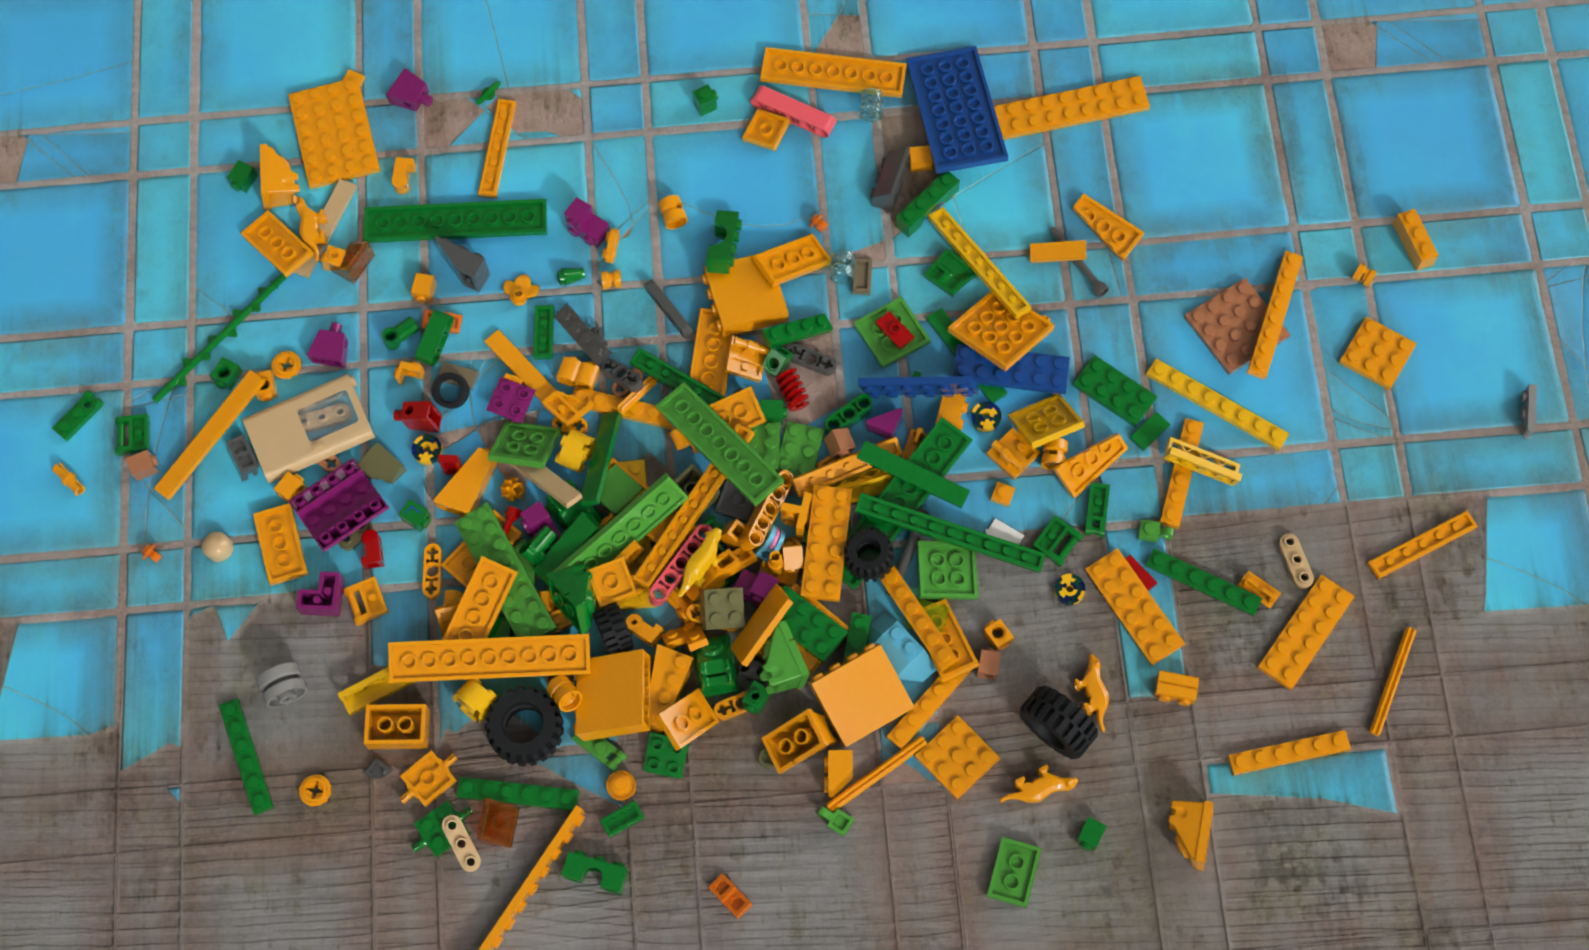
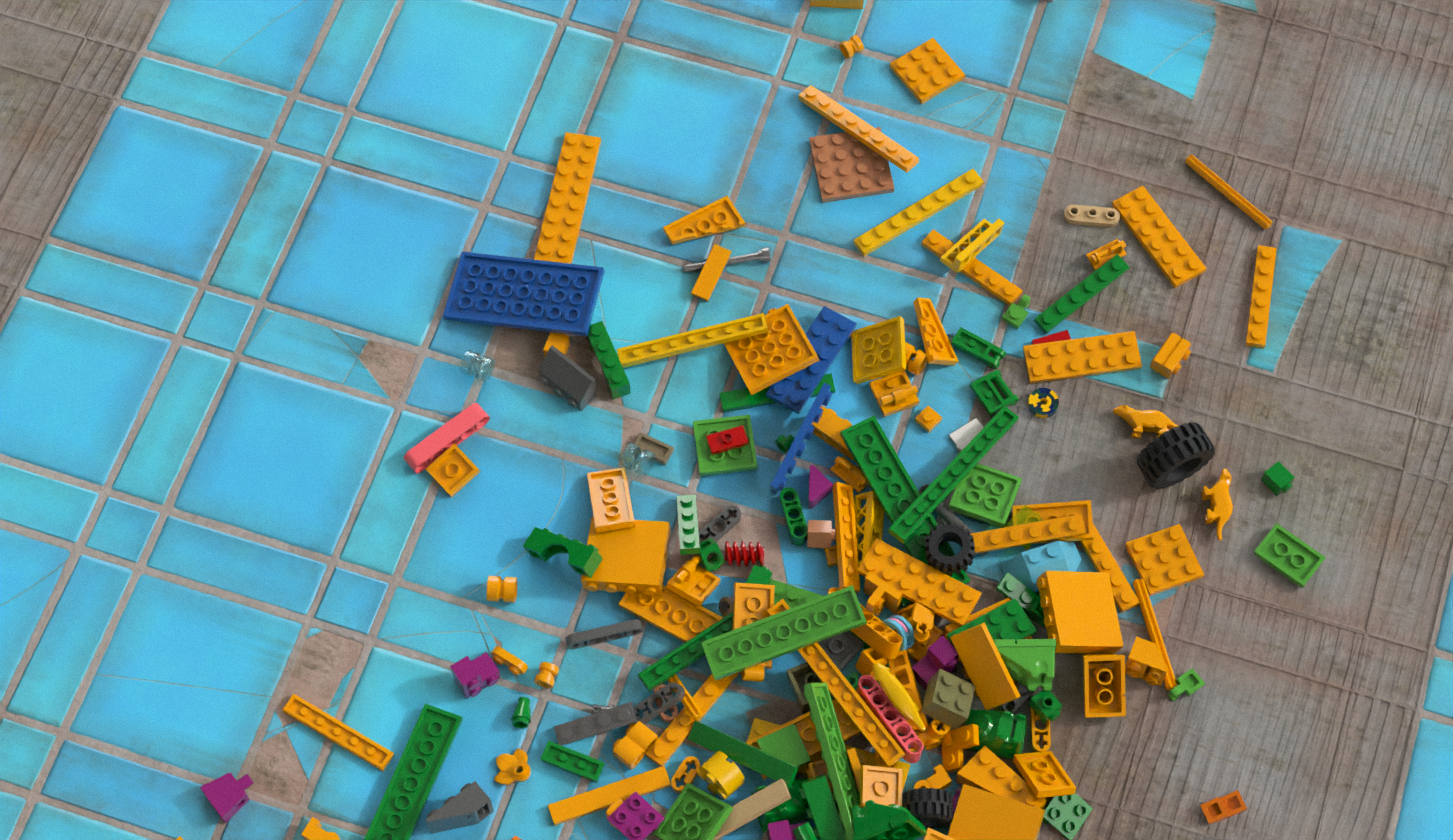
camera: 70 degrees left, 5 degrees down
(488, 93) = (269, 718): green piece -> none
(566, 408) = (669, 768): light orange wing -> none
(705, 99) = (392, 511): green brick -> none
(764, 759) = (1102, 724): olive tile -> none
(800, 448) = (807, 571): bright green plate -> none
(819, 223) = (578, 463): orange plate -> none
(832, 72) = (421, 386): light orange plate -> none
(913, 474) = (885, 479): green tile -> none
(949, 273) = (688, 371): green plate -> none
(980, 422) = (846, 409): piece -> none
(989, 664) = (1091, 492): nougat brick -> none
(998, 643) = (1069, 471): light orange brick -> none
(1114, 391) = (869, 286): green plate -> none
(1150, 431) = (921, 275): green tile -> none
(1192, 828) = (1308, 395): light orange piece -> none
(1422, 545) = (1116, 117): light orange tile -> none

